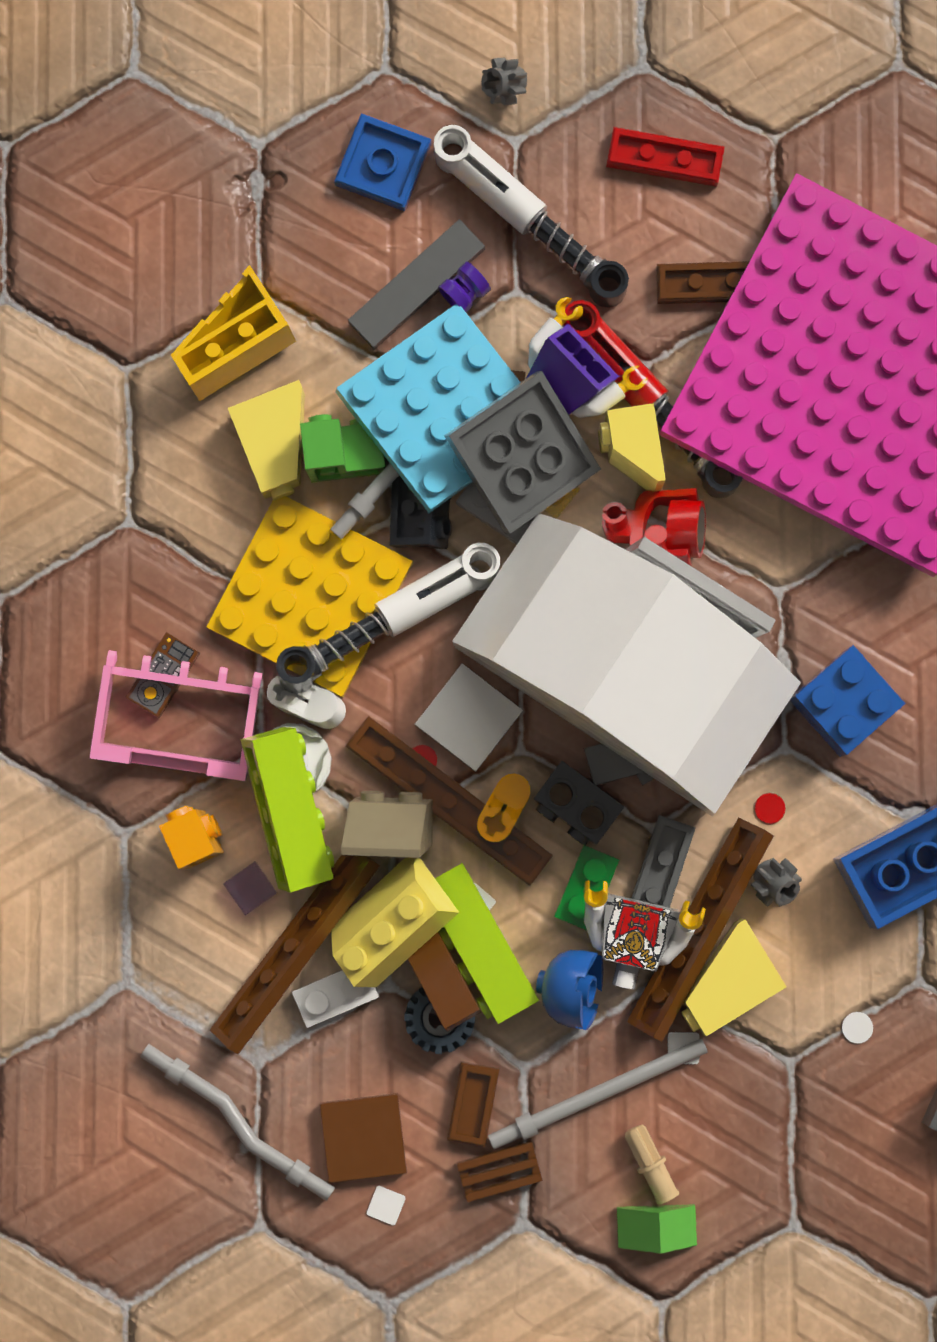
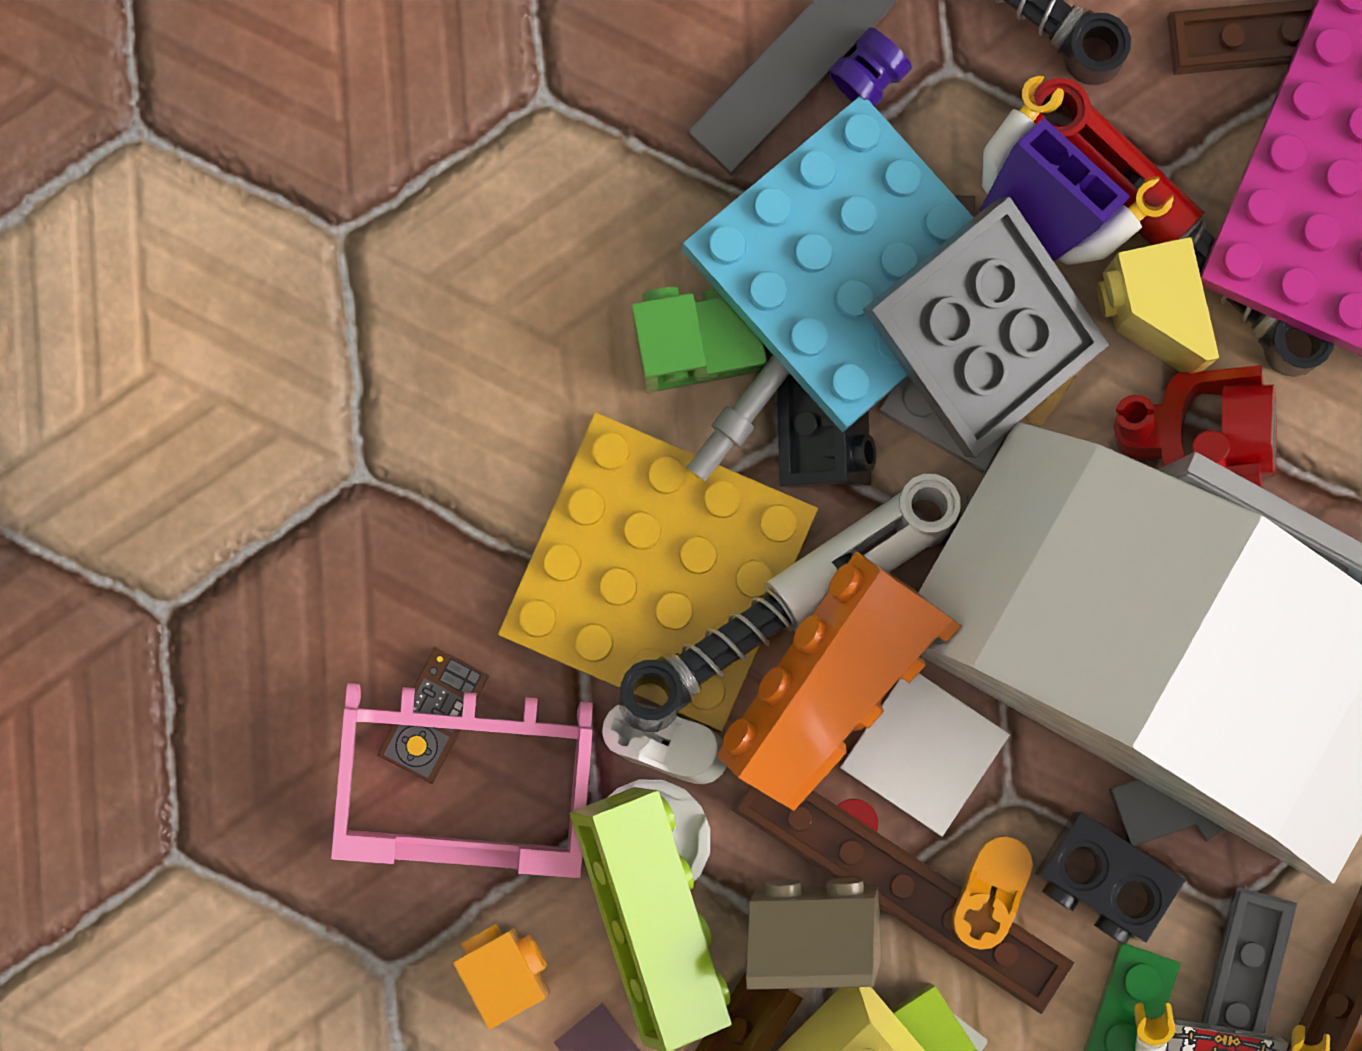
camera: 10 degrees left, 0 degrees up
(233, 338) = (511, 172): yellow wedge -> none
(273, 438) = (582, 327): light yellow slope -> none
(409, 666) = (832, 680): none -> orange wedge

